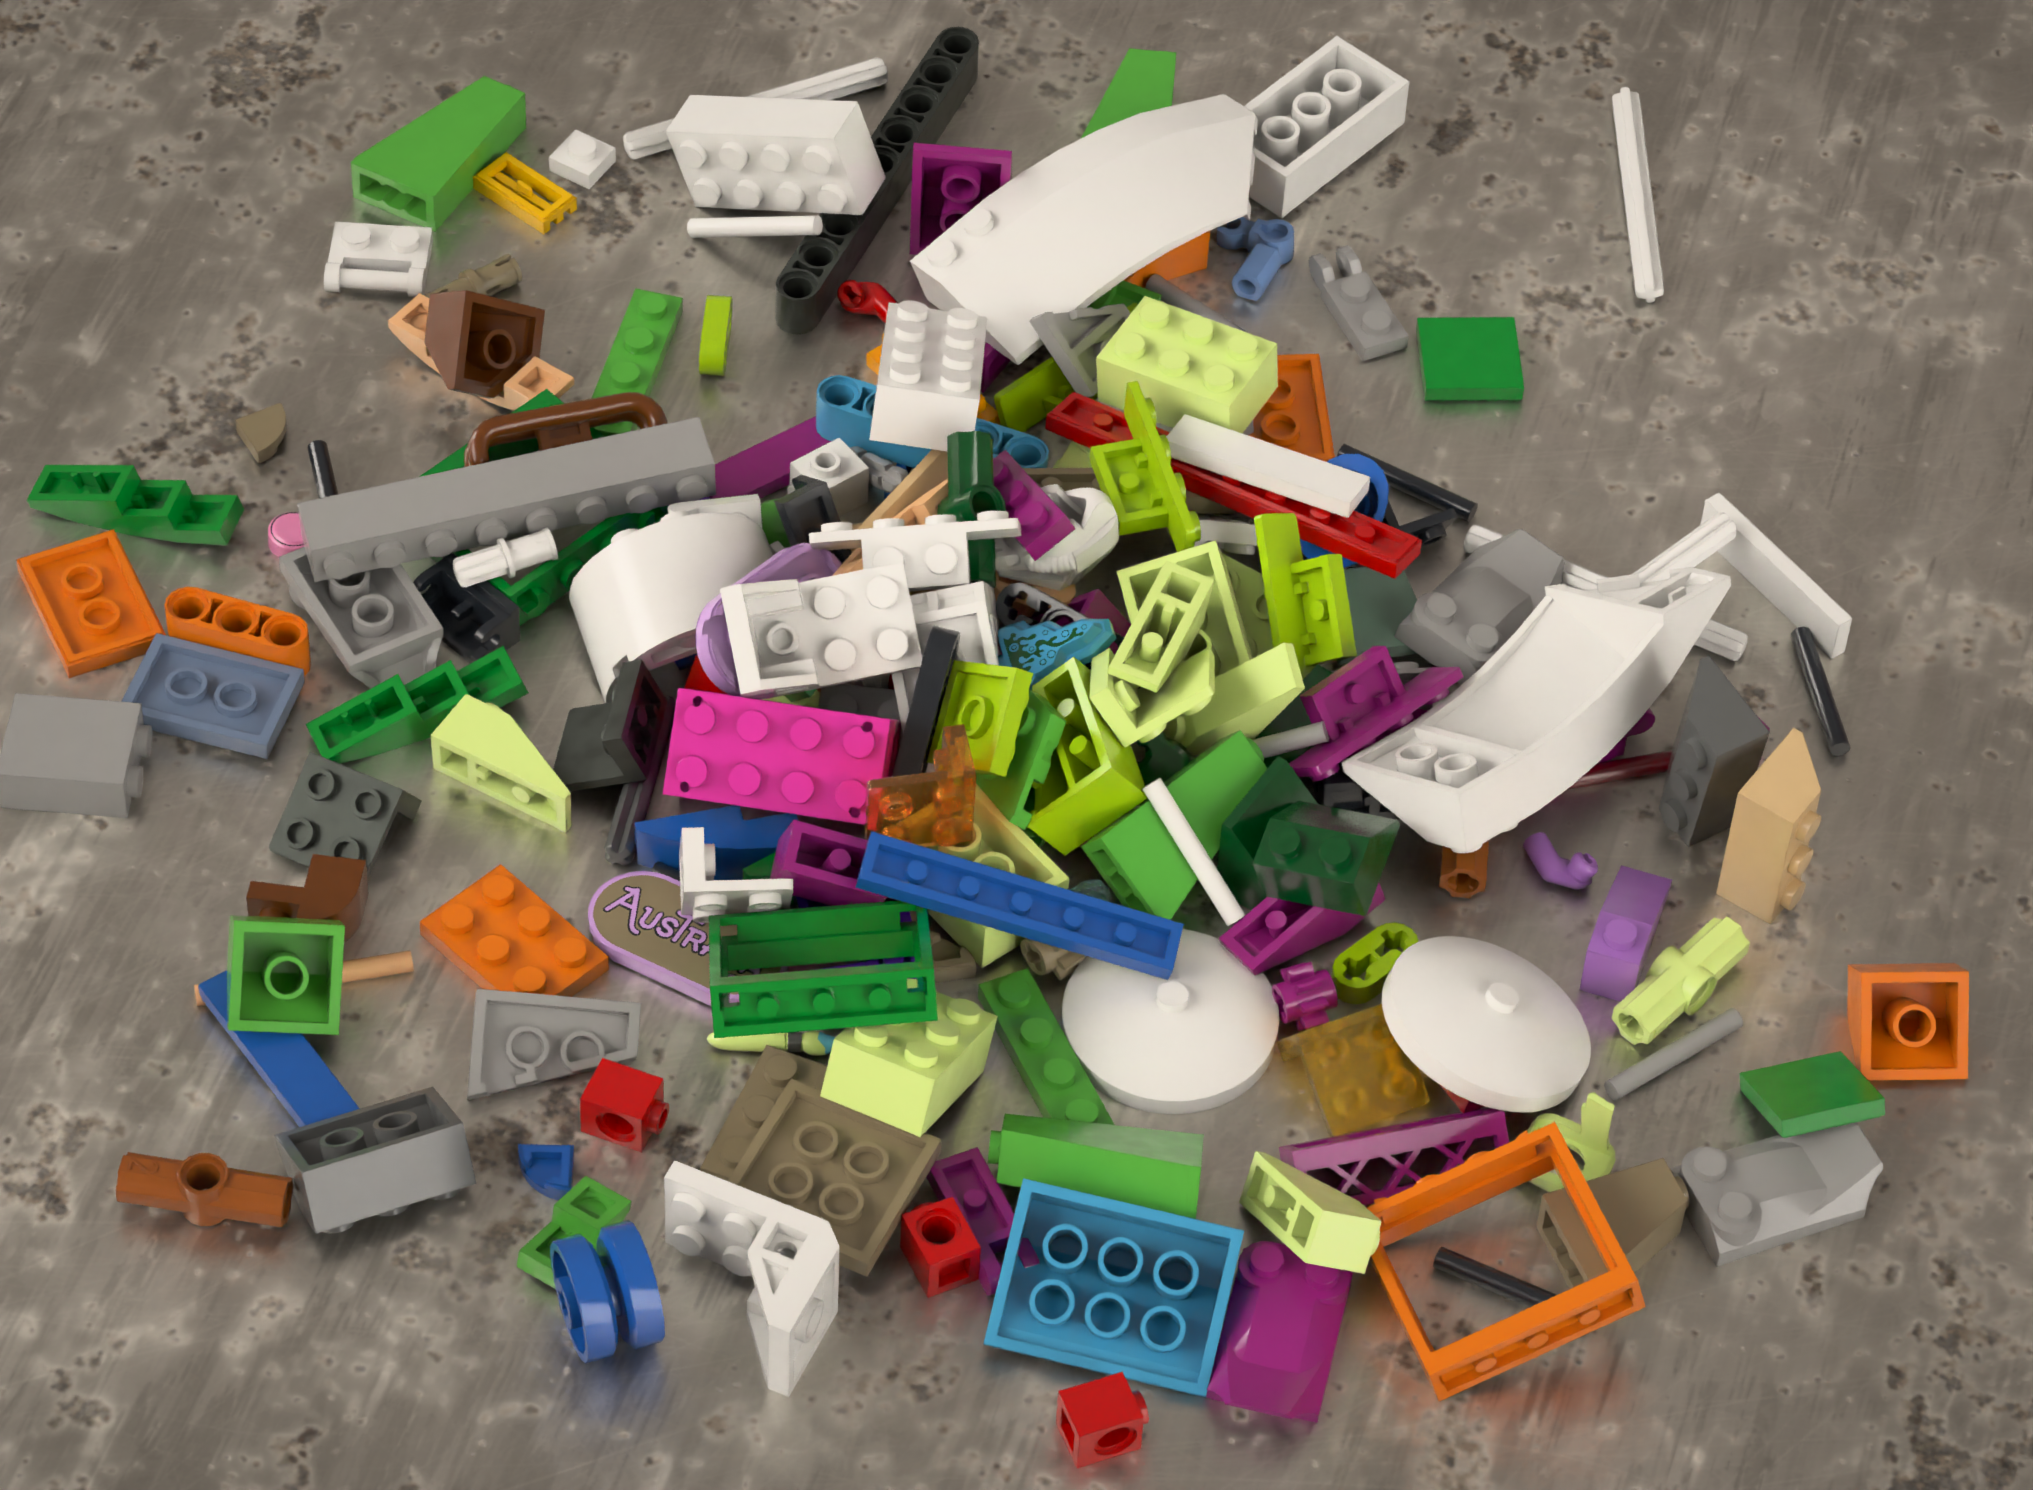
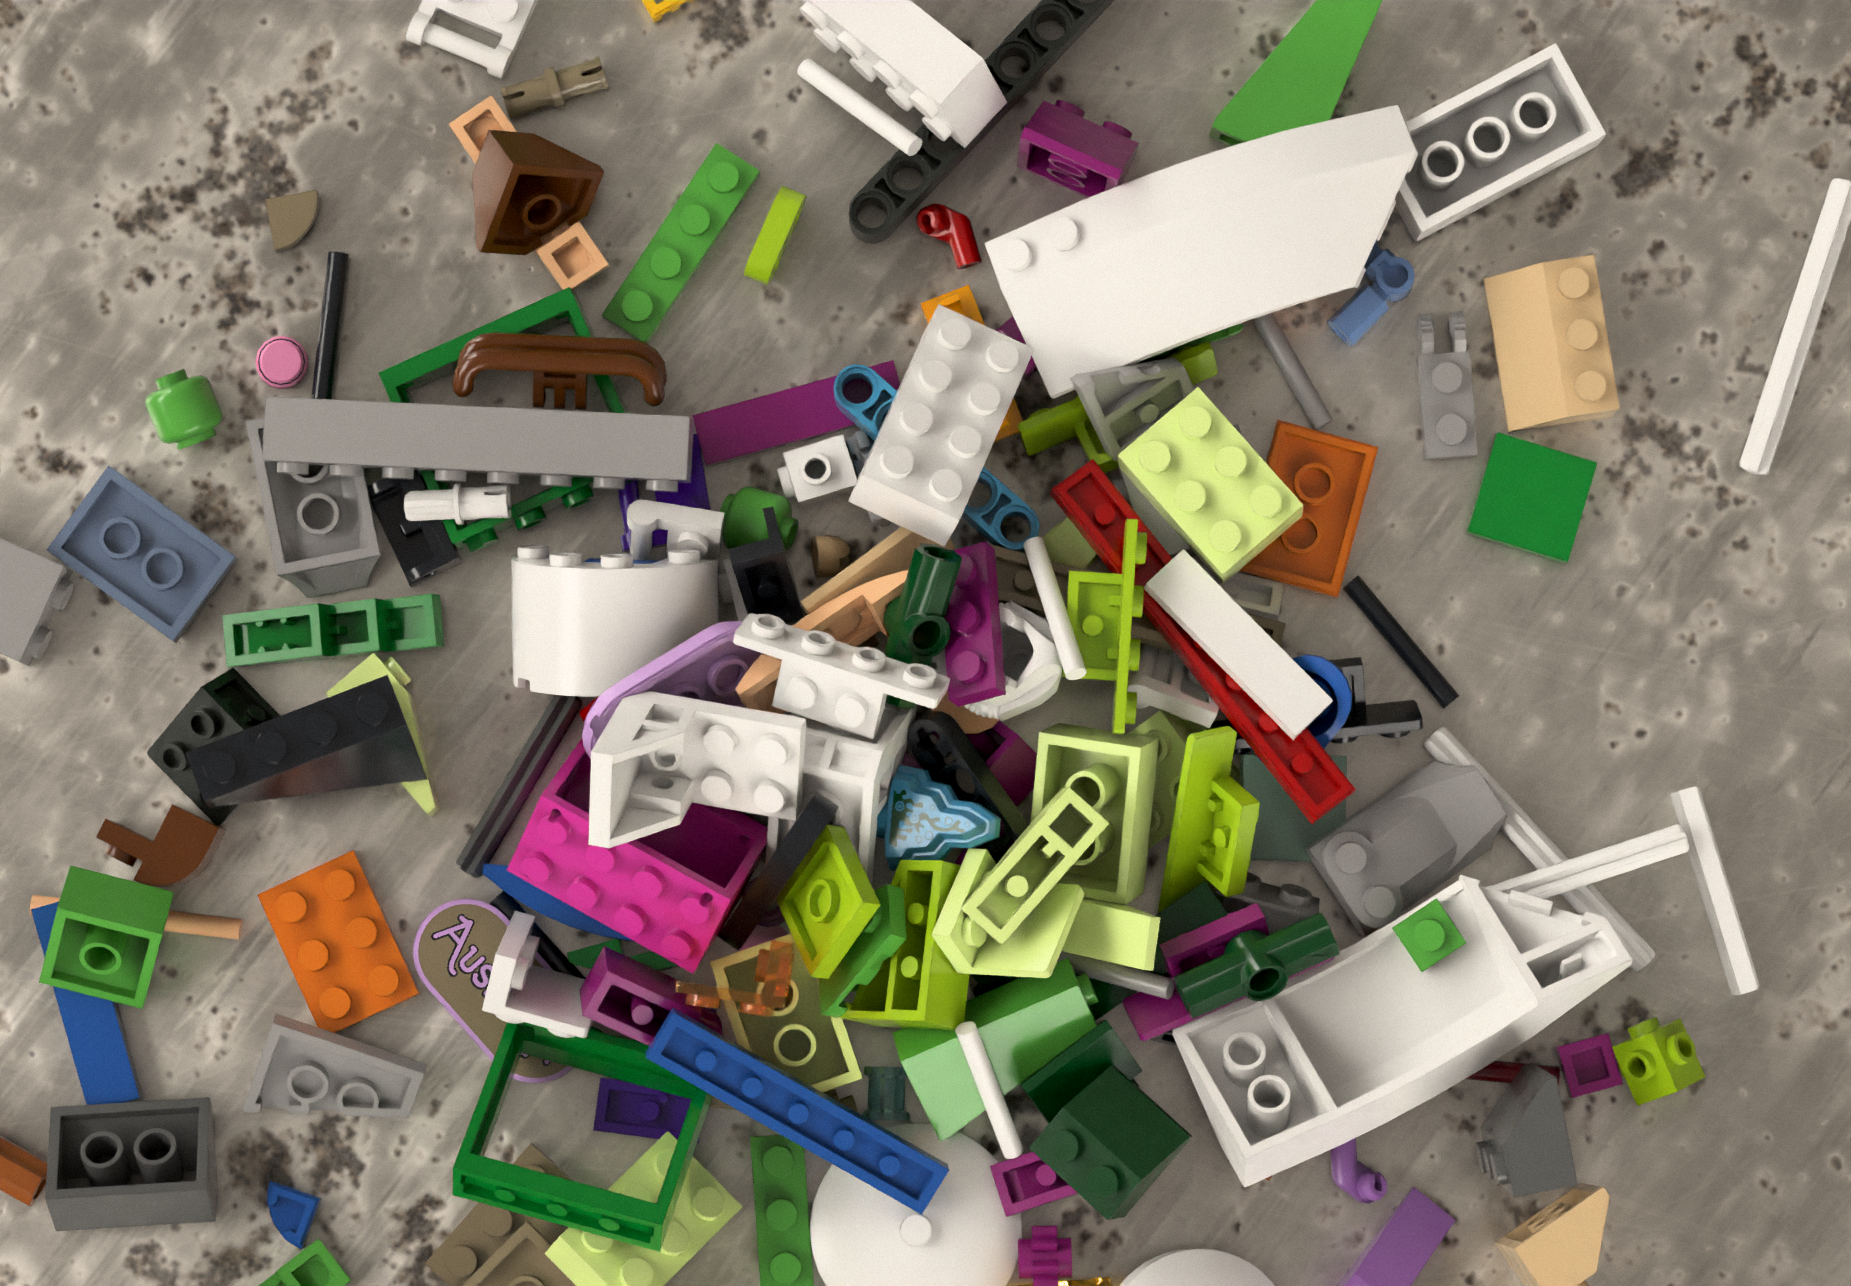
camera: 20 degrees right, 35 degrees up
(90, 602) = (64, 390): orange tile -> none
(121, 501) = (138, 281): green slope -> none
(215, 569) = (183, 409): none -> bright green head
(238, 626) = (169, 470): orange beam -> none
(435, 755) = (314, 750): none -> black wedge
(613, 739) = (496, 742): pearl dark grey bracket -> none
(623, 1105) = (376, 1175): red brick -> none
(810, 1042) = (546, 1136): yellowish green piece -> none
(1090, 475) = (1054, 608): none -> white bar
(1369, 957) = (1138, 1239): lime beam -> none
(1395, 683) = (1256, 965): none -> dark green piece
(1436, 246) = (1551, 344): none -> tan slope
(1540, 635) = (1429, 935): none -> bright green plate
(1792, 698) = (1658, 1060): none -> lime brick
(1820, 691) = (1701, 1031): black bar -> none

